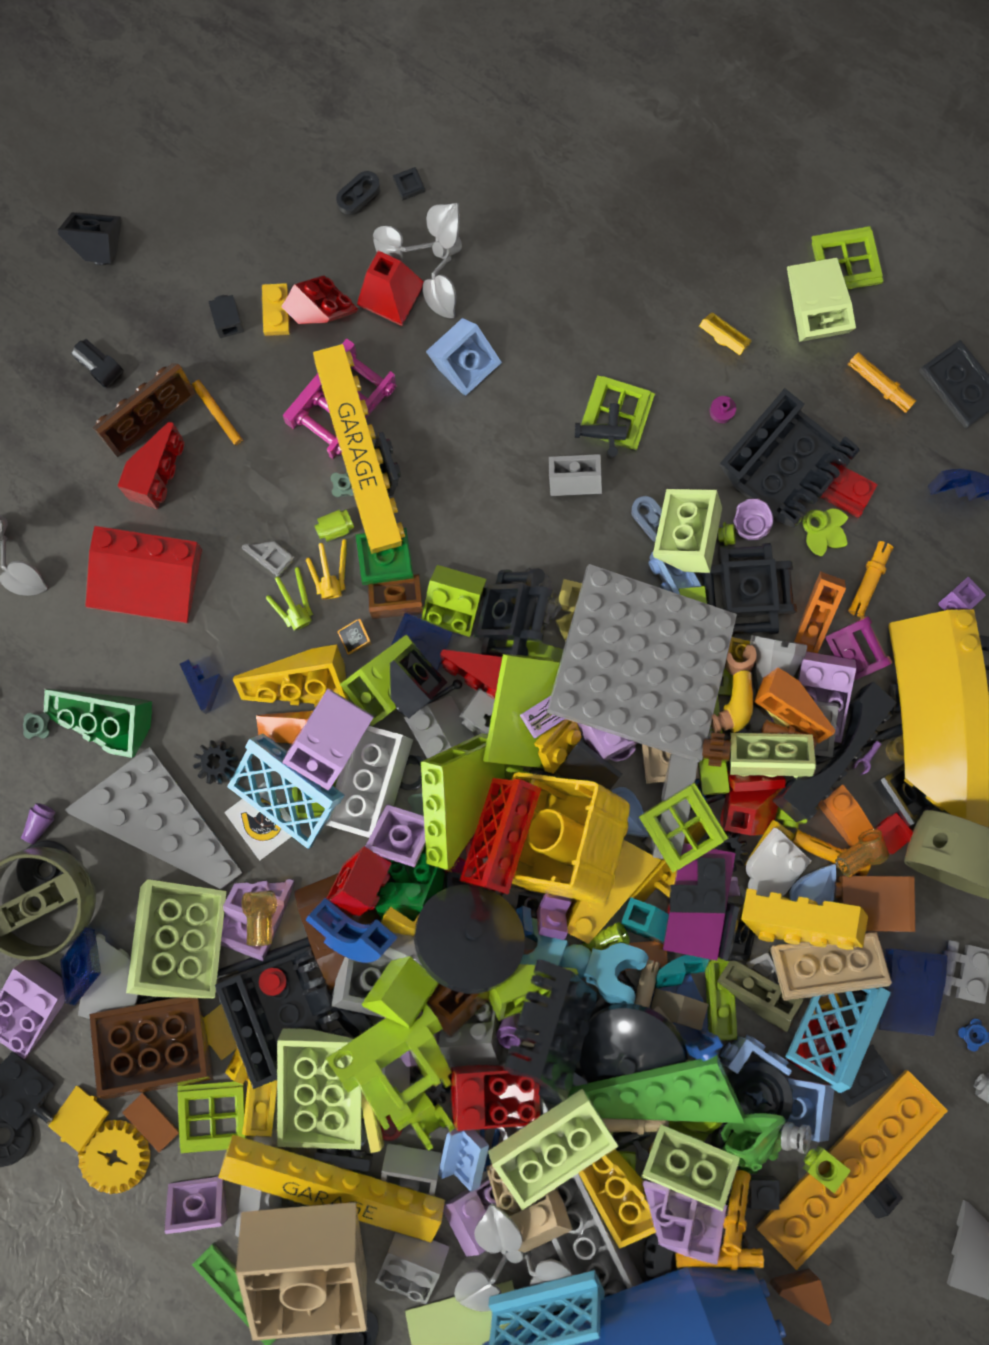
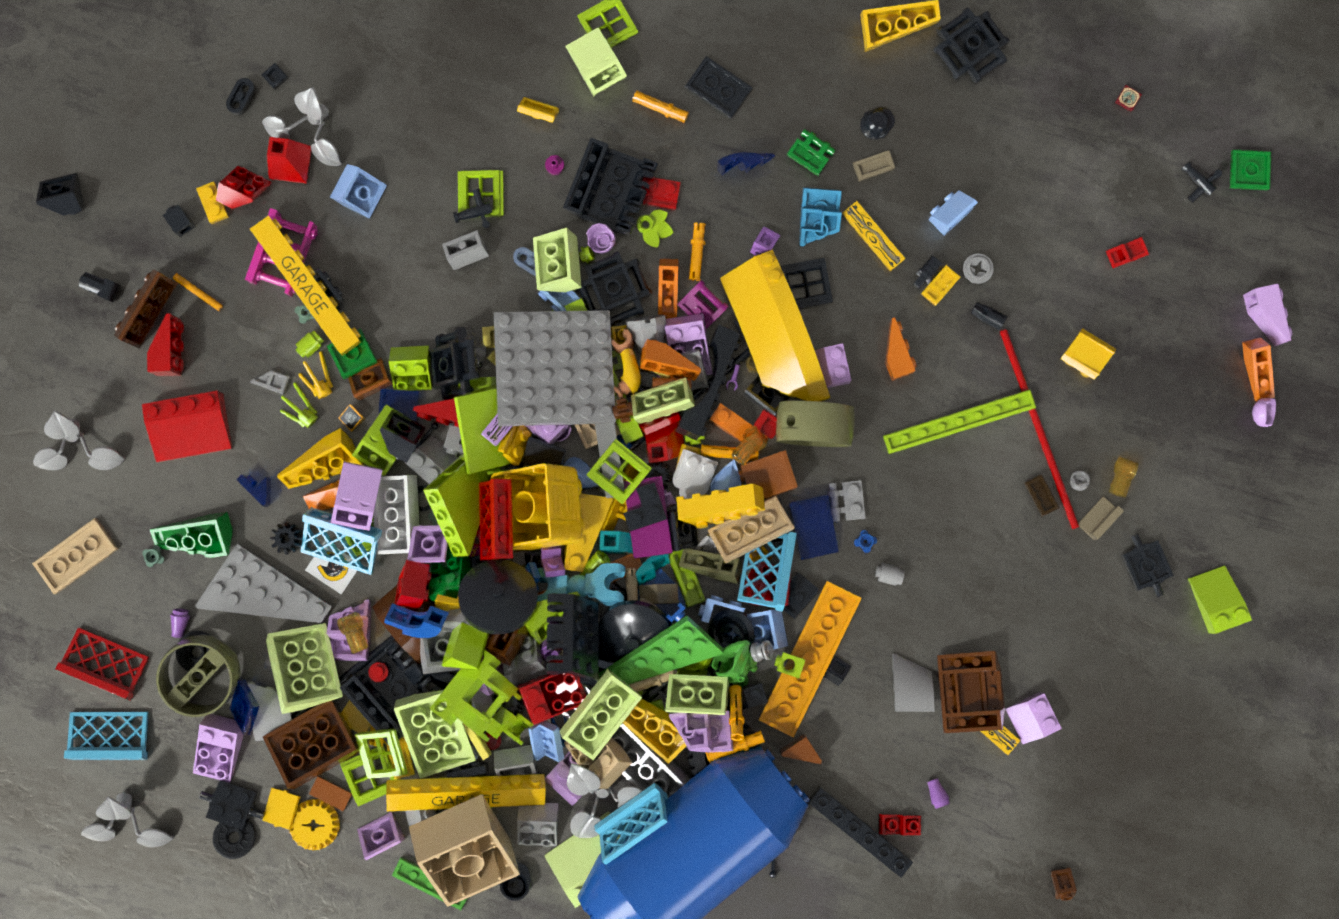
camera: 10 degrees left, 5 degrees up
(259, 1095) = (395, 750): none -> lime piece

